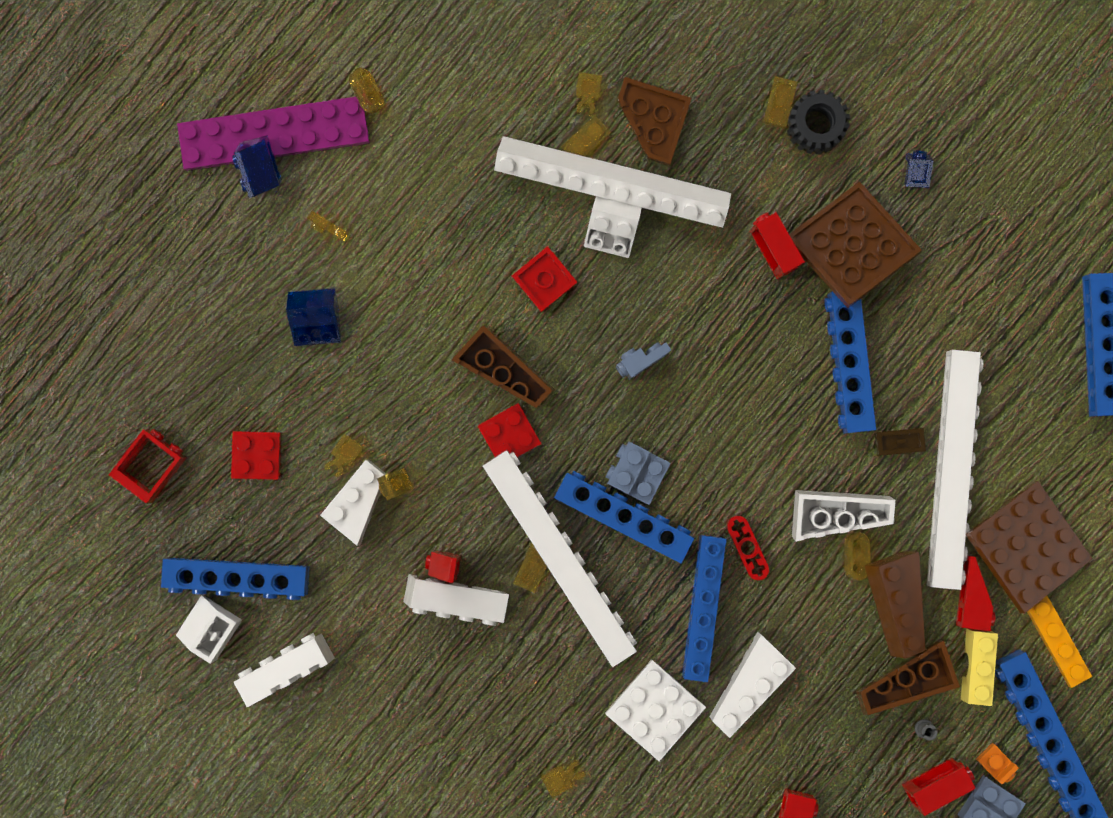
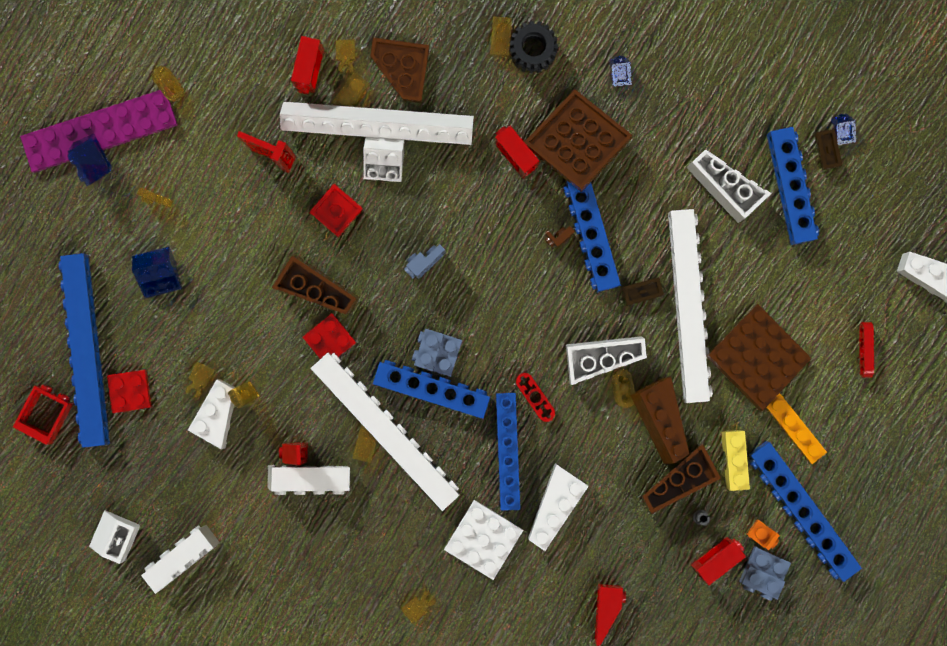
camera: 10 degrees left, 0 degrees up
(174, 569) = (79, 493): blue brick -> none
(211, 396) = (84, 350): none -> blue brick
(490, 200) = (280, 154): none -> red fence
(540, 96) = (307, 65): none -> red window
(814, 357) = (562, 235): none -> reddish brown bracket
(974, 603) = (723, 410): red slope -> none
(1026, 331) = (727, 185): none -> white wedge

